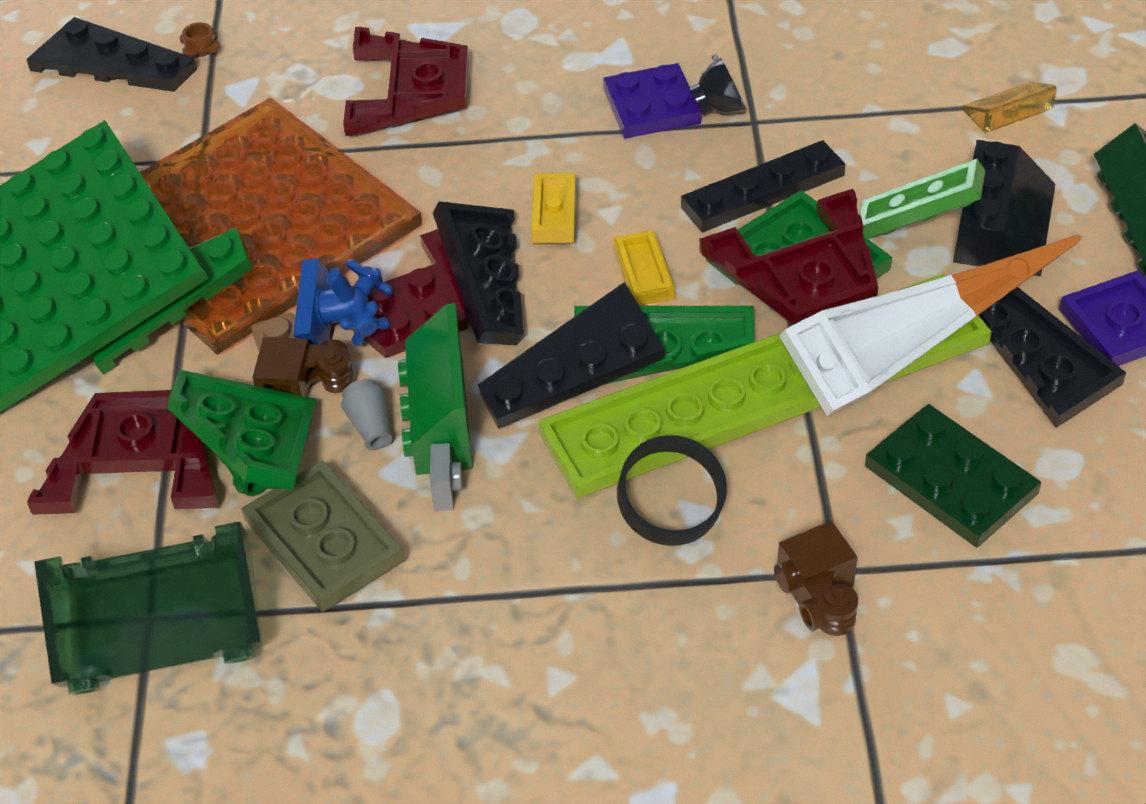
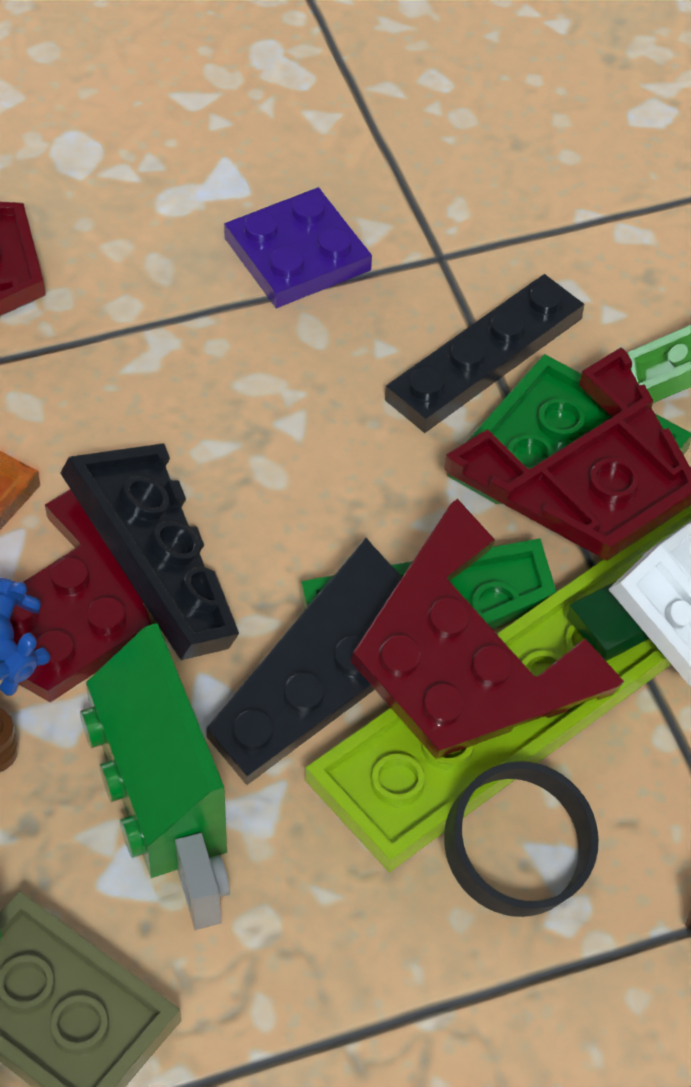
camera: 20 degrees left, 5 degrees up
(367, 410) = (59, 800): light grey cone -> none
(553, 208) = (219, 432): yellow plate -> none
(644, 267) = (367, 499): yellow tile -> none
(654, 371) = (449, 668): none -> dark red wing
(717, 90) = (387, 220): black piece -> none
(778, 366) = (605, 623): none -> dark green tile

